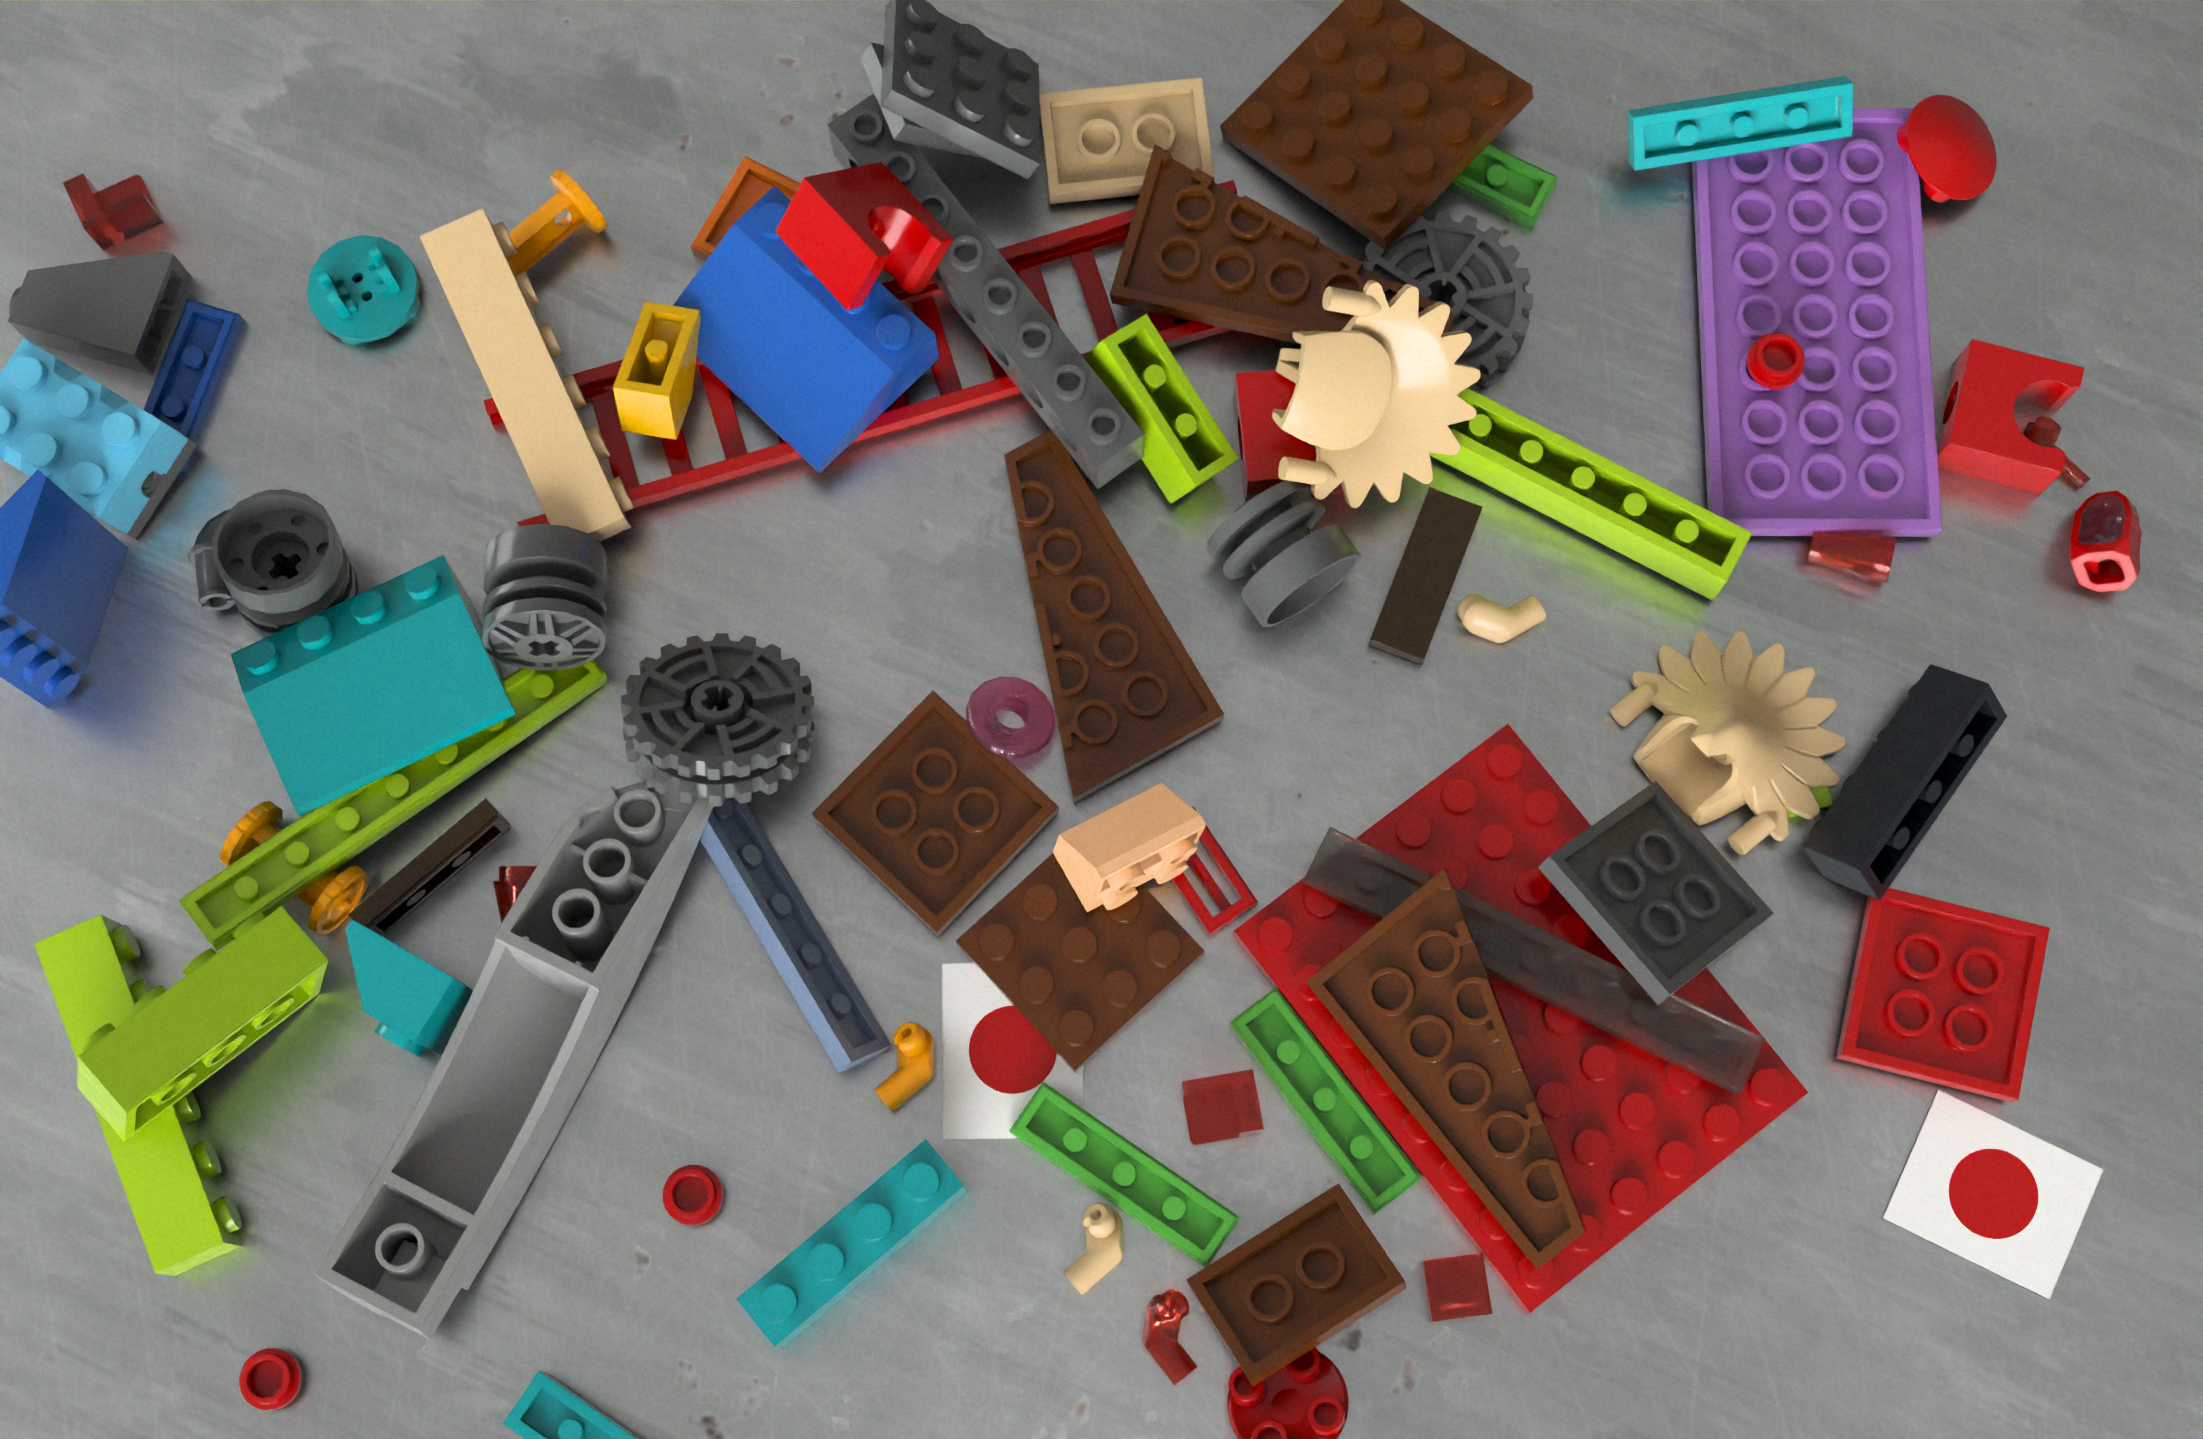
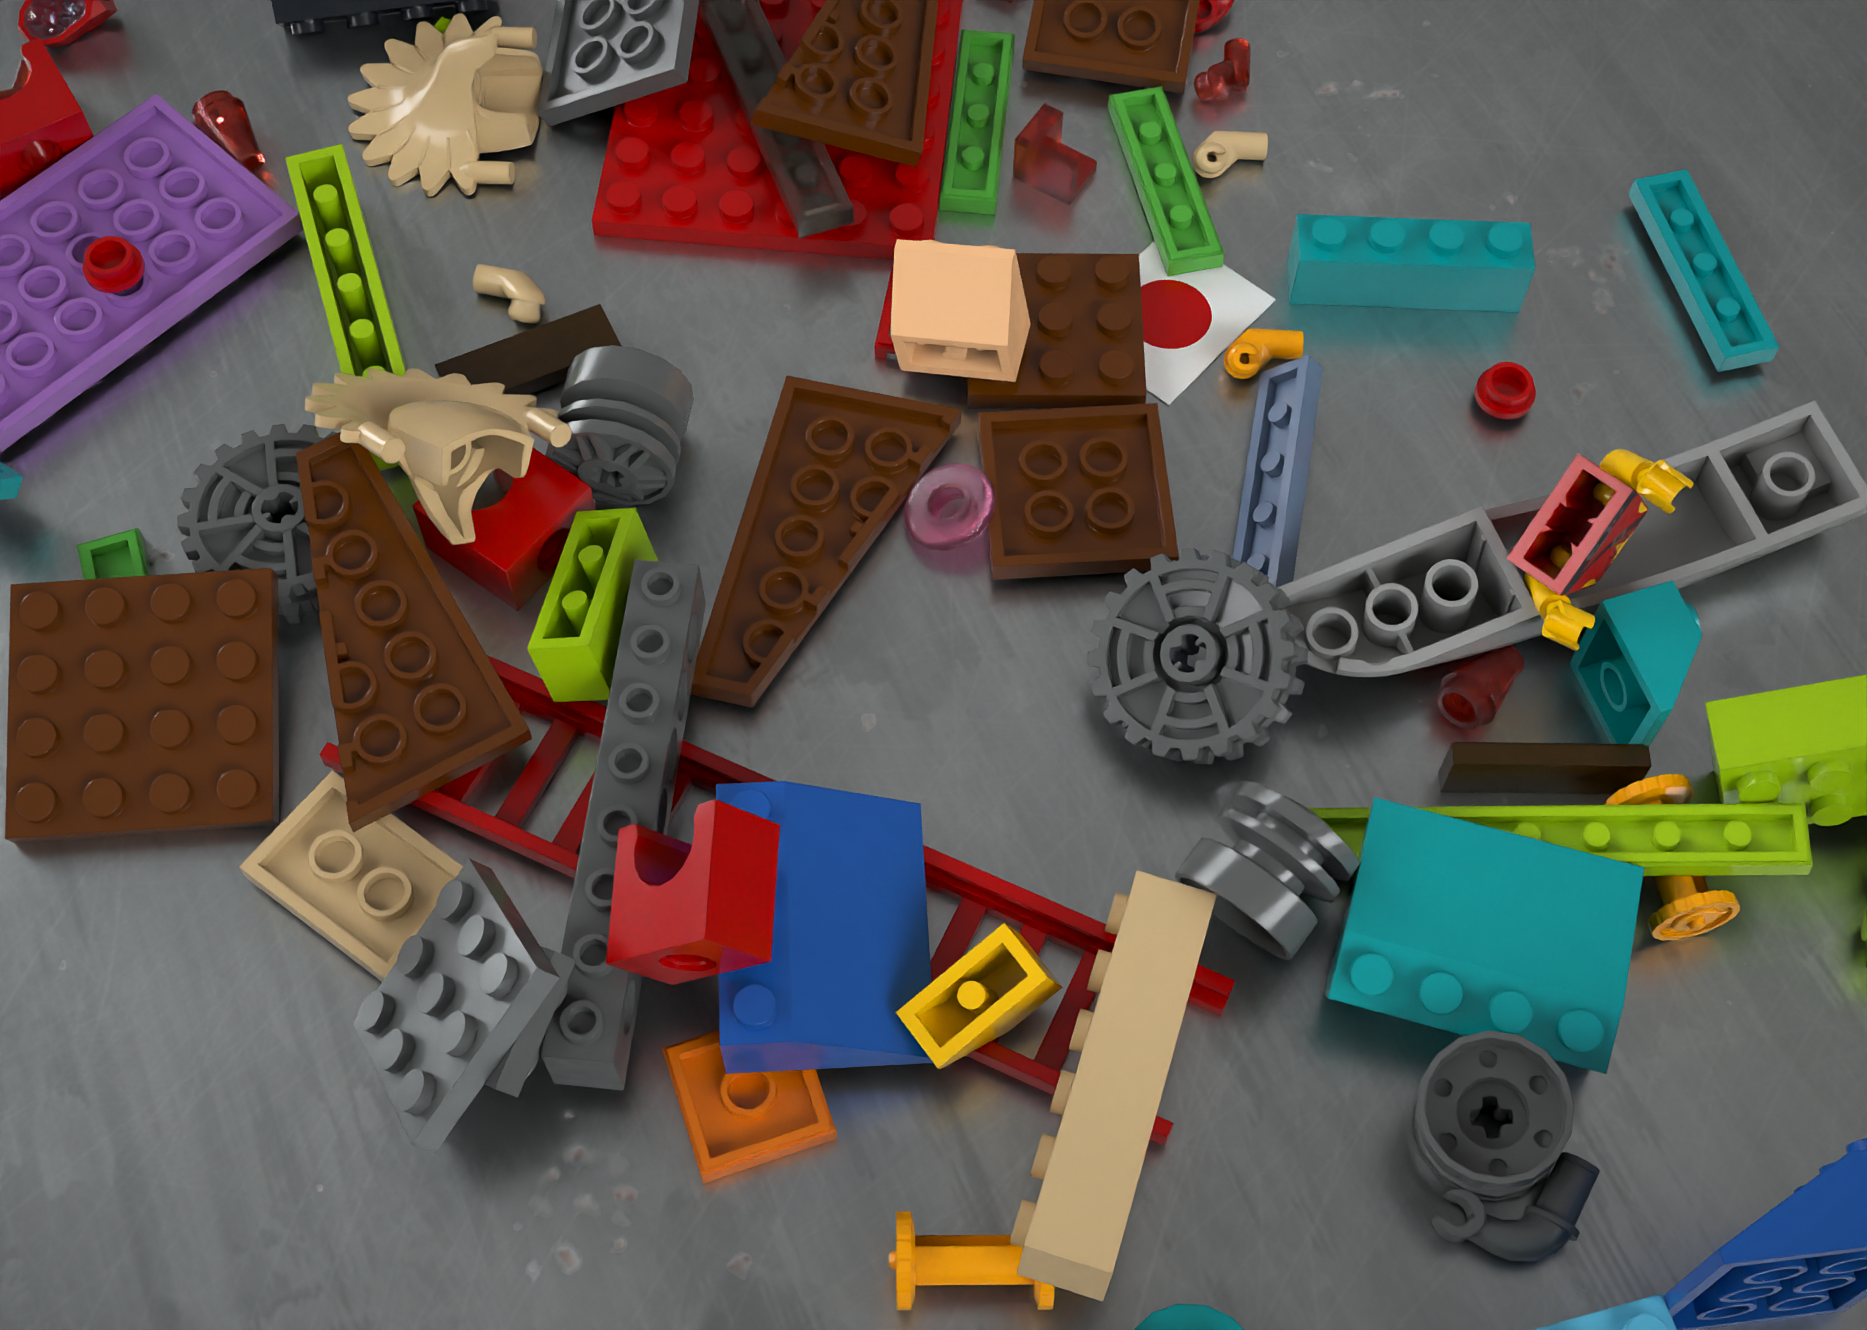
camera: 140 degrees left, 15 degrees down
(500, 1007) = (1584, 531): none -> torso

